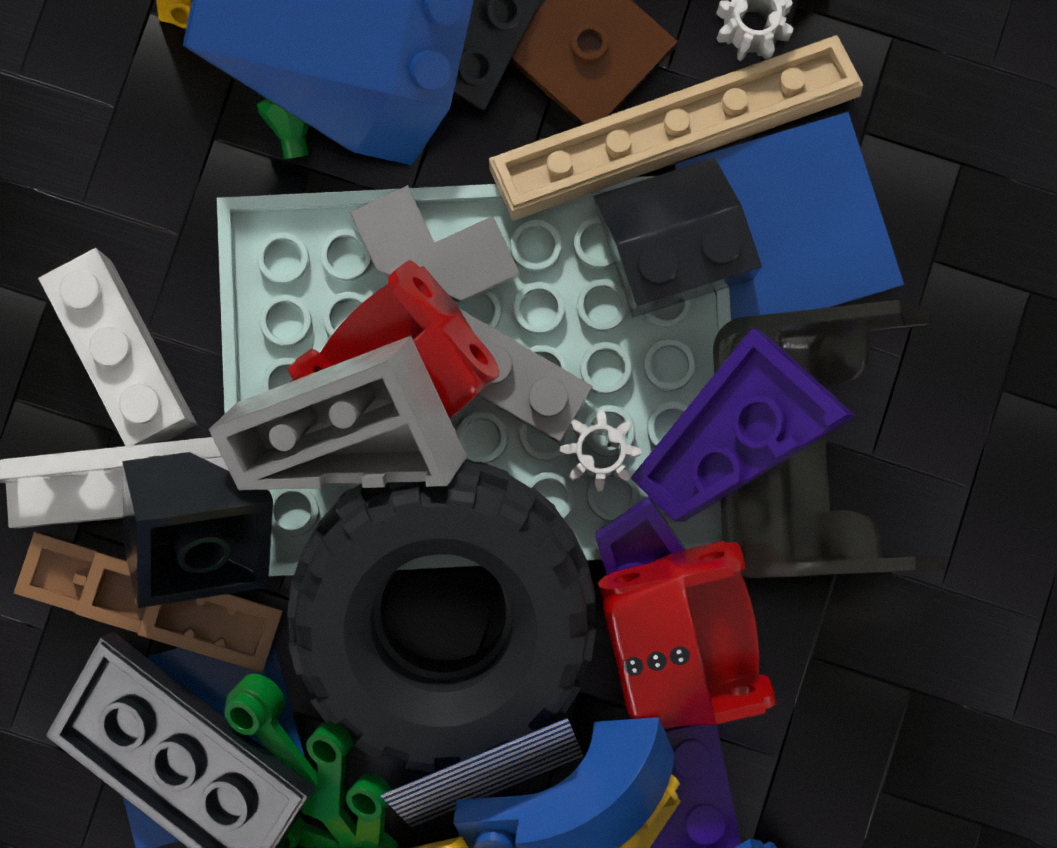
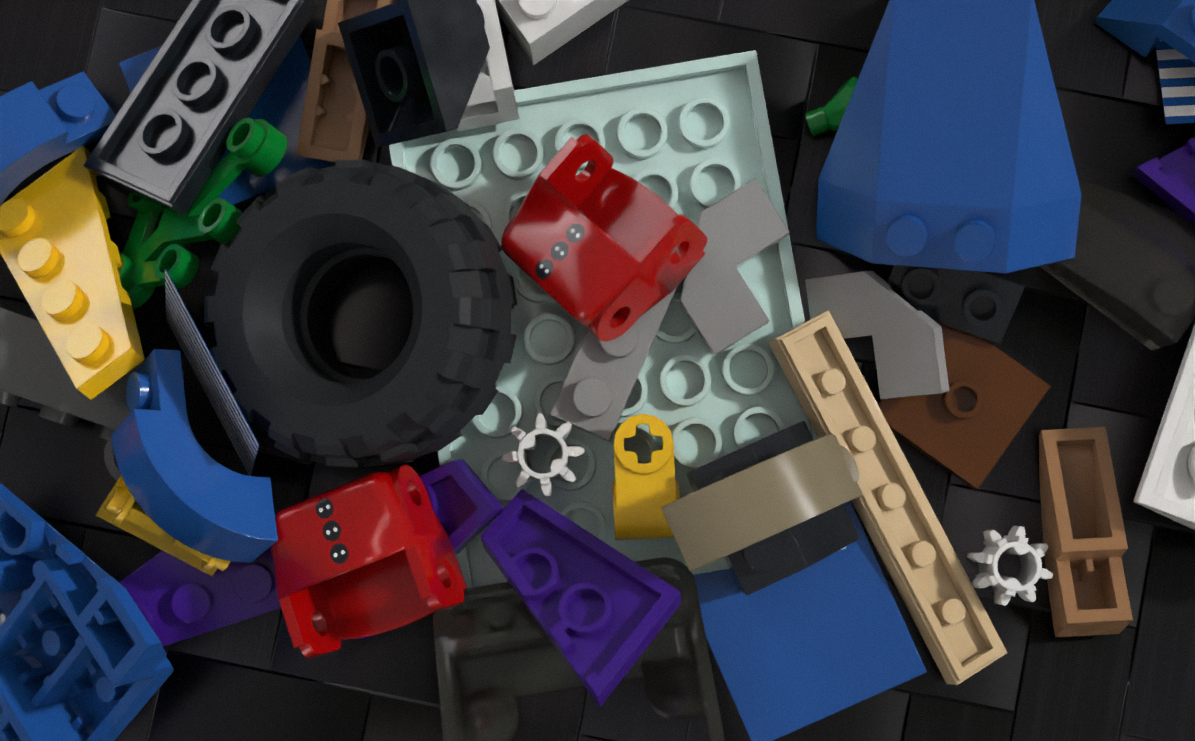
camera: 90 degrees right, 0 degrees up
(345, 424) = (528, 189): light grey wedge -> none
(525, 89) = (904, 340): none -> light grey tile
(648, 355) = (643, 487): none -> yellow piece
(676, 235) = (762, 500): none -> dark tan arch

